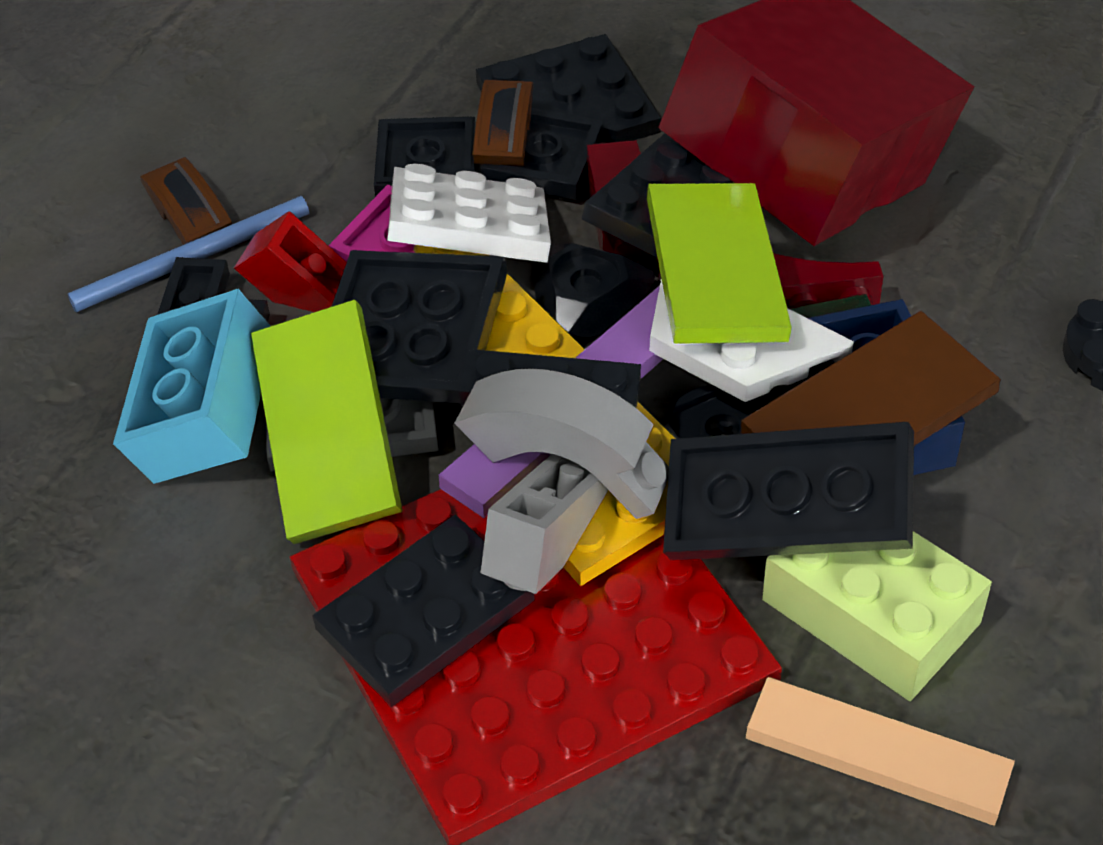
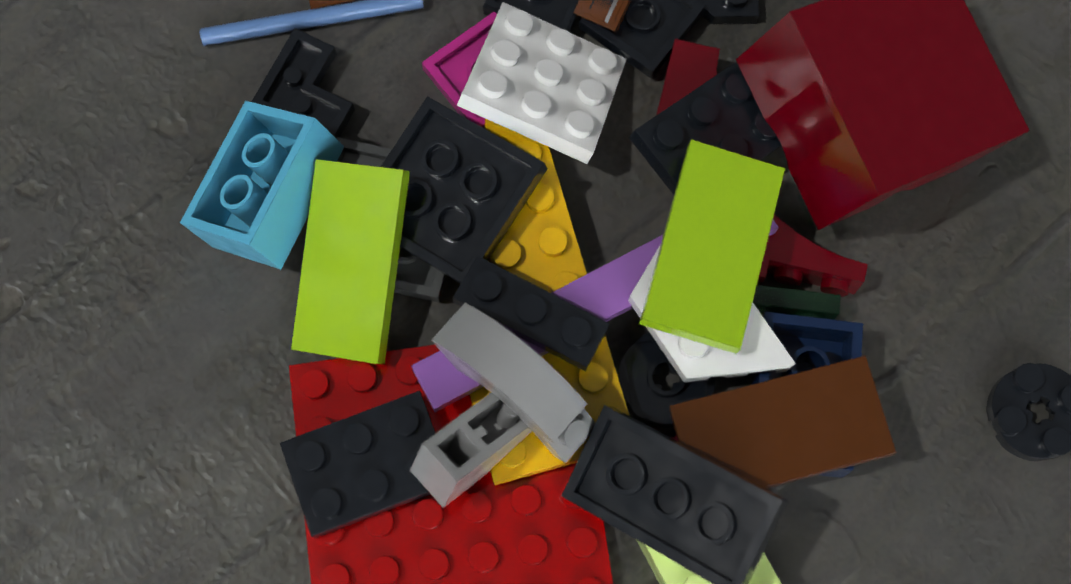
camera: 20 degrees right, 25 degrees up
(292, 265) = (387, 74): red slope -> none
(589, 287) = (617, 189): black hat -> none

